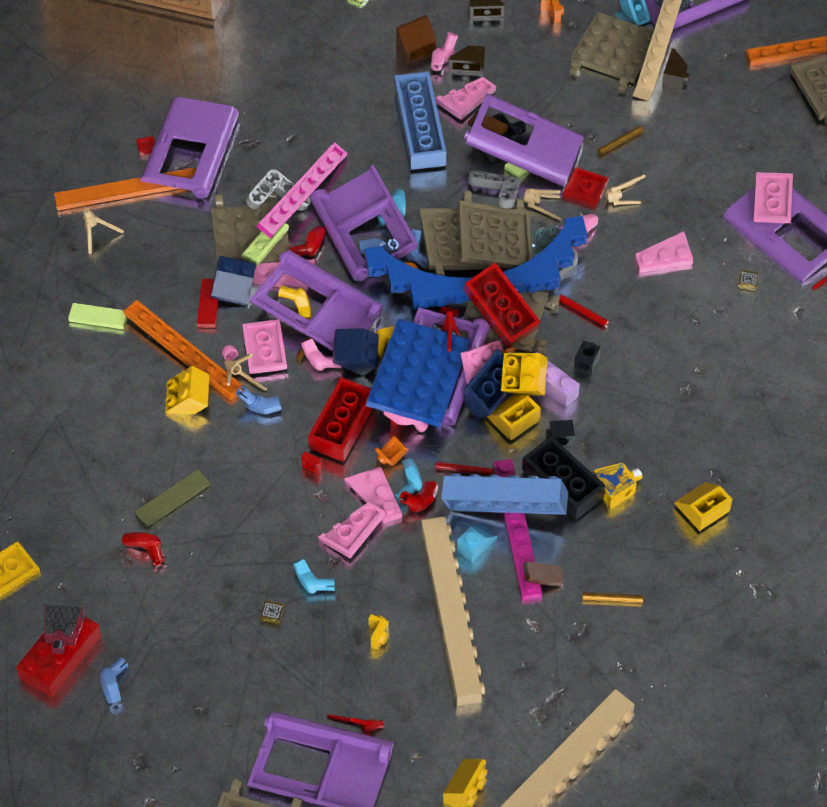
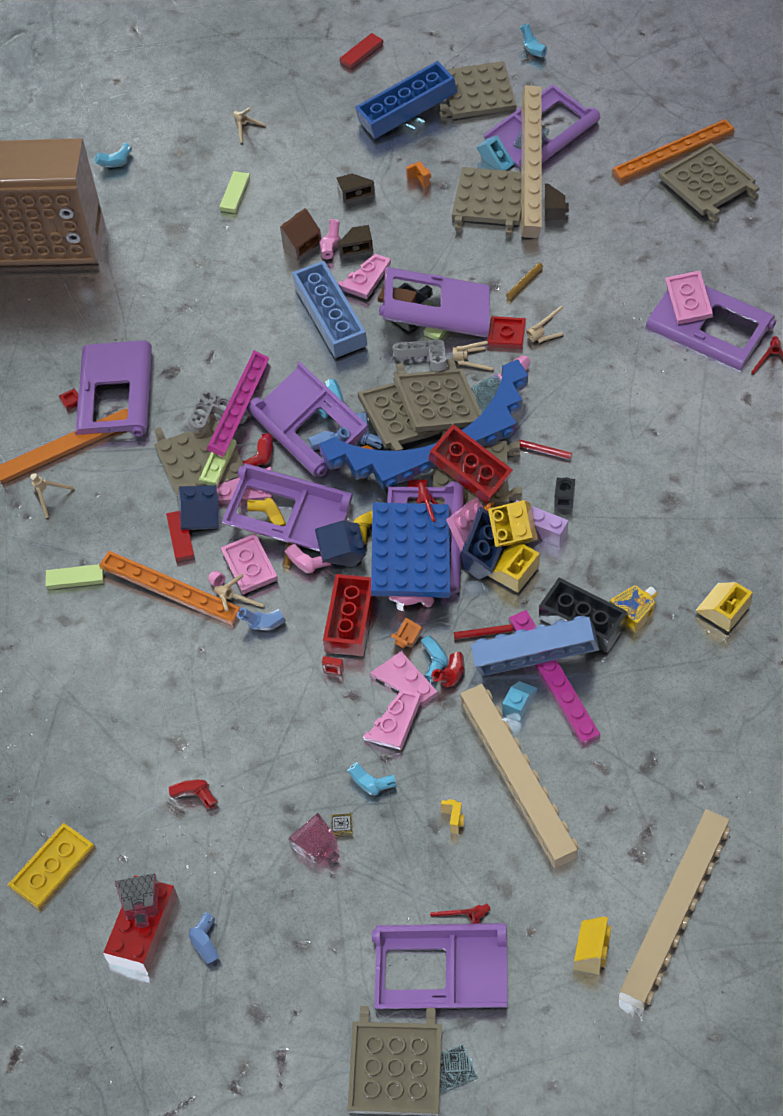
camera: 10 degrees left, 0 degrees up
(172, 498) = (205, 738): olive tile -> none
(187, 392) = (187, 628): yellow slope -> none
(242, 620) = (315, 841): none -> clear pink torso
(543, 574) = (595, 714): reddish brown tile -> none
(562, 432) = (565, 569): black brick -> none
(612, 597) = (669, 719): pearl gold bar -> none
(666, 254) = (604, 376): bright pink wing -> none
(748, 280) = (690, 380): tile -> none

